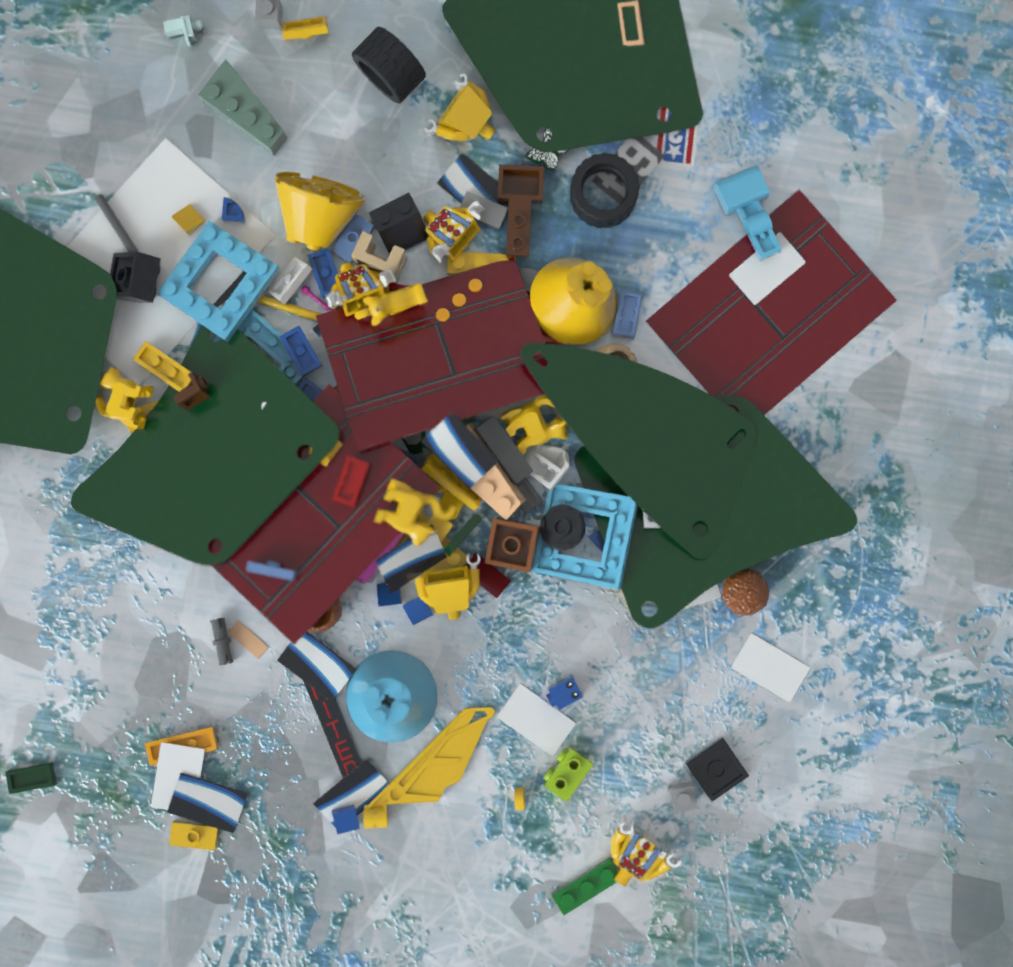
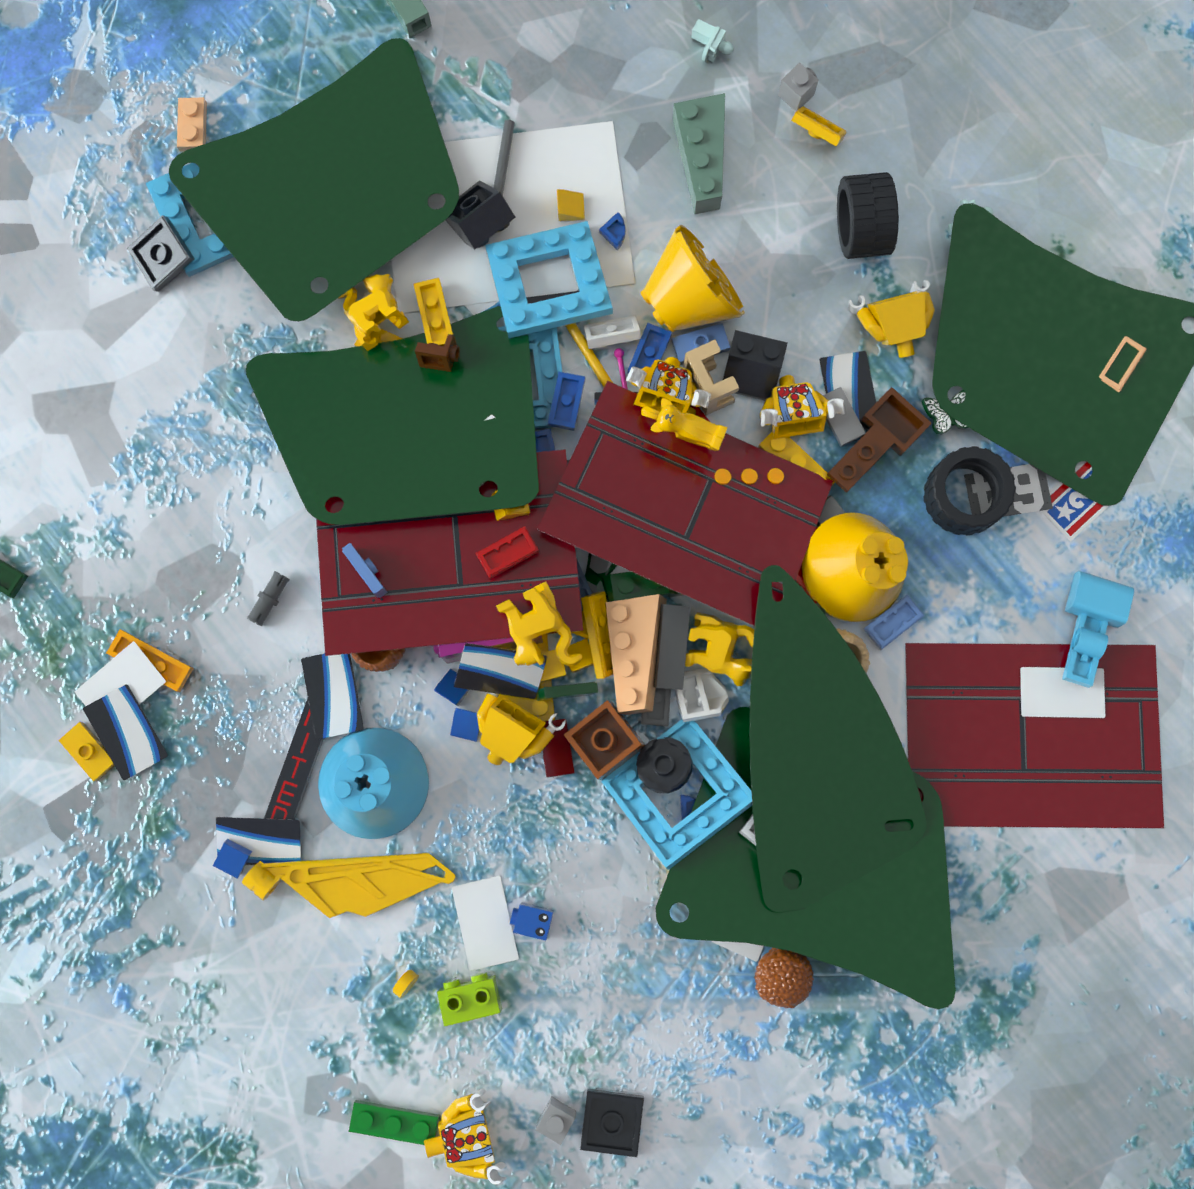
camera: 50 degrees right, 5 degrees down
(248, 639) = (293, 618): light nougat sticker -> none
(460, 450) = (631, 611): sticker -> none
(770, 667) = (746, 1071): white sticker -> none

